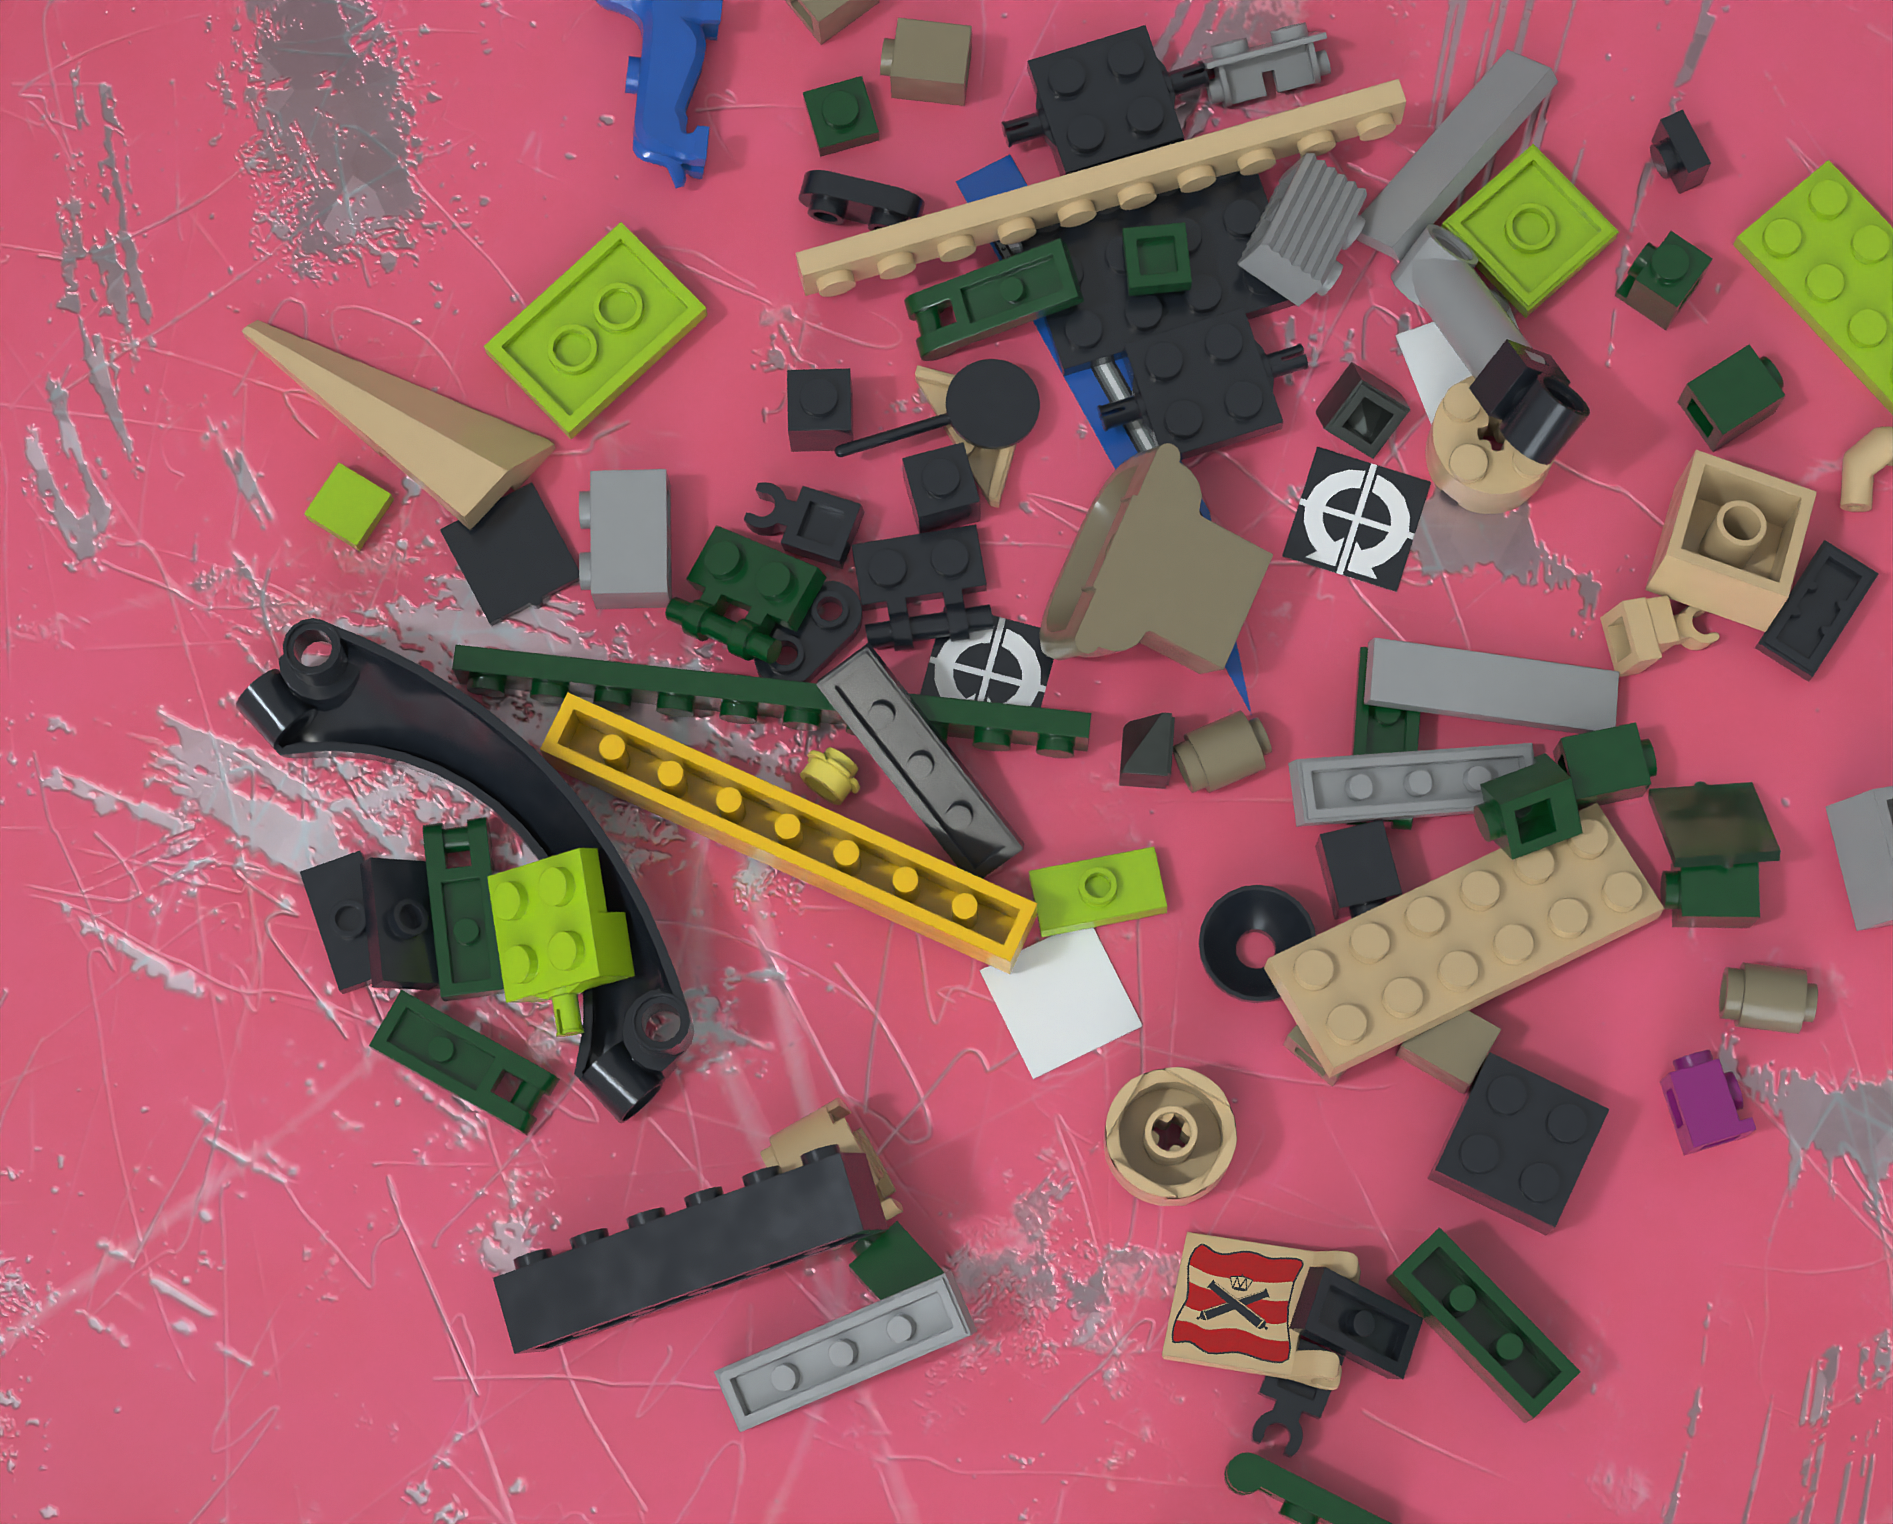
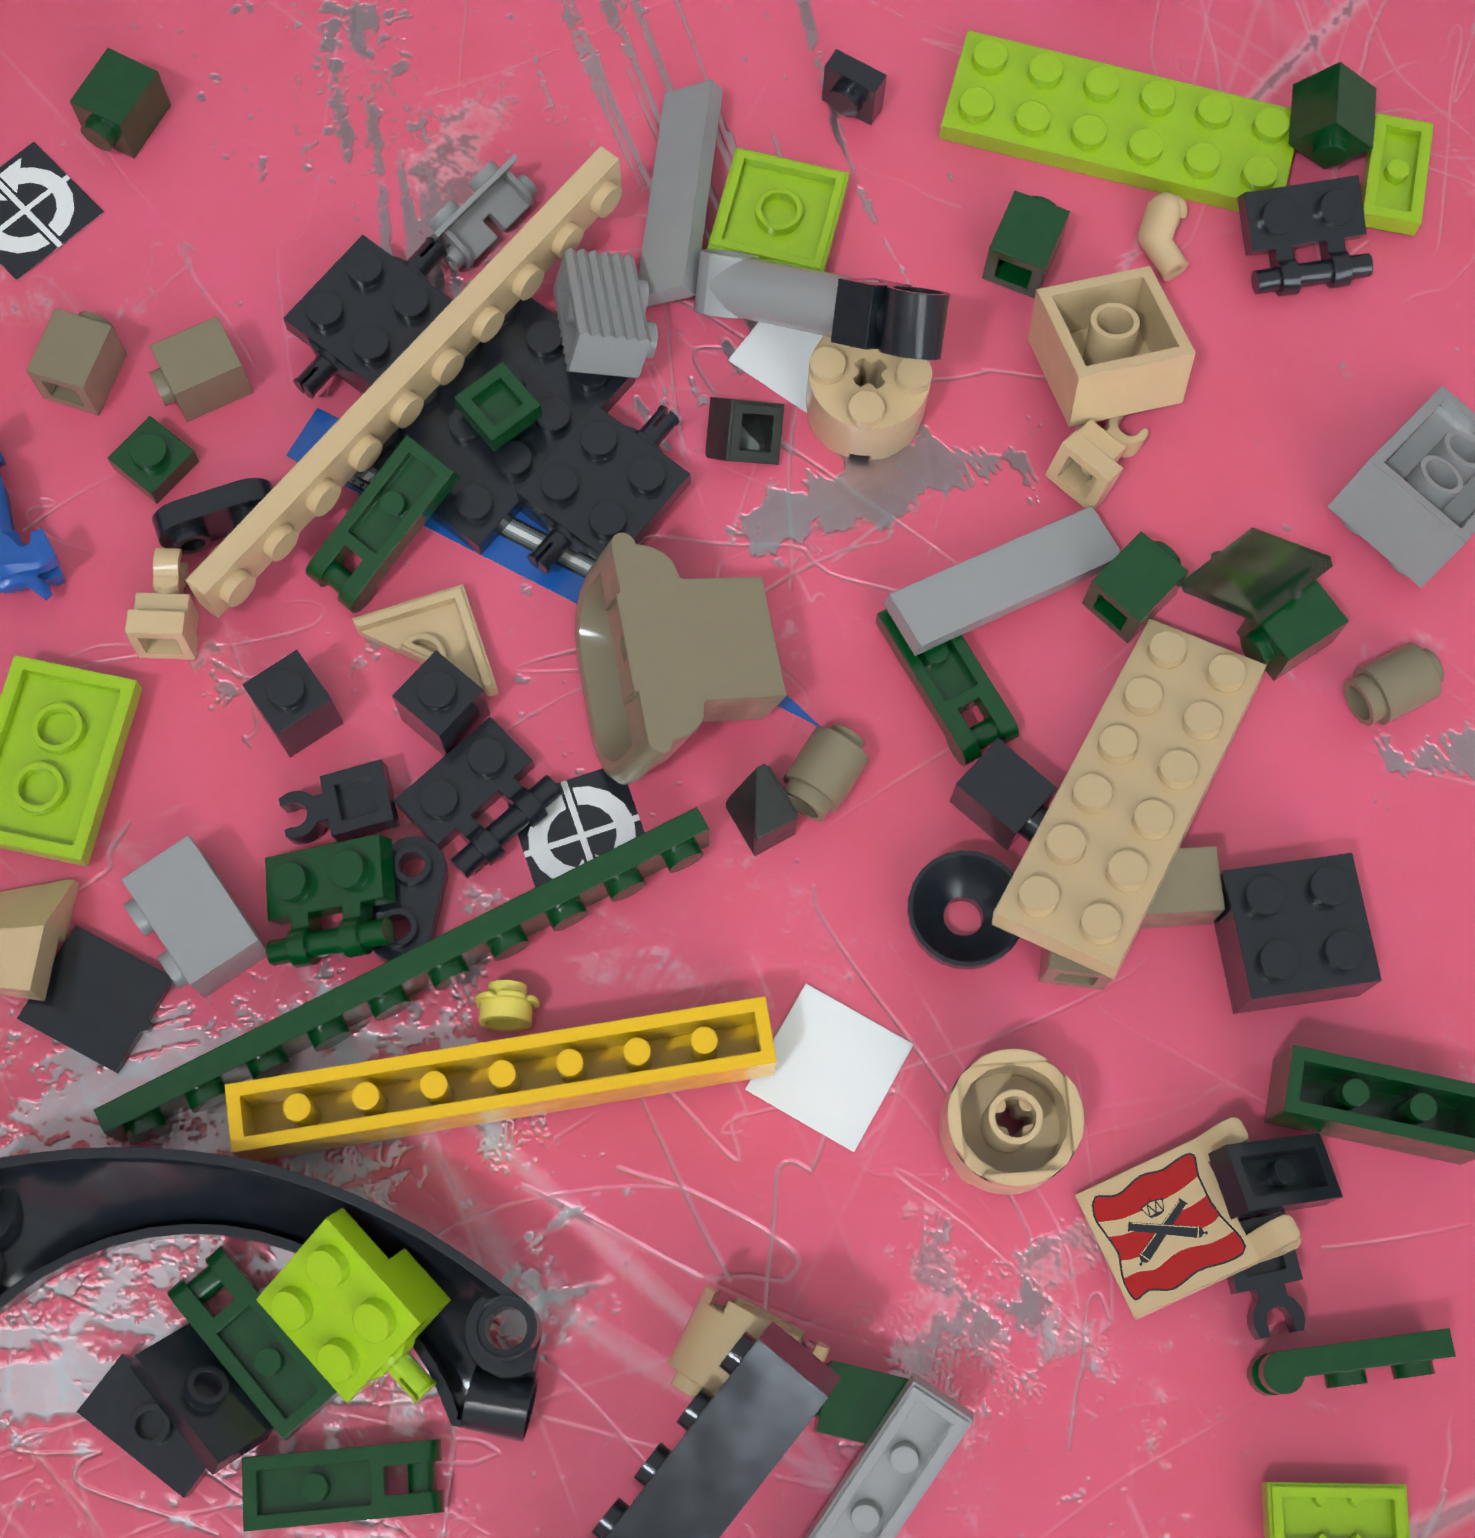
camera: 40 degrees left, 5 degrees down
(760, 268) = (167, 620): none -> tan piece
(920, 763) = (577, 943): tile -> none
(985, 404) = (430, 612): black piece -> none
(1098, 891) = (801, 954): lime plate -> none
(1356, 519) = (798, 520): sticker -> none
(1399, 783) = (998, 696): light grey tile -> none
(1529, 808) = (1109, 651): dark green brick -> none
(1664, 279) = (910, 186): dark green brick -> none
(1704, 1103) = (1409, 802): magenta brick -> none
(1816, 610) = (1214, 380): black plate -> none

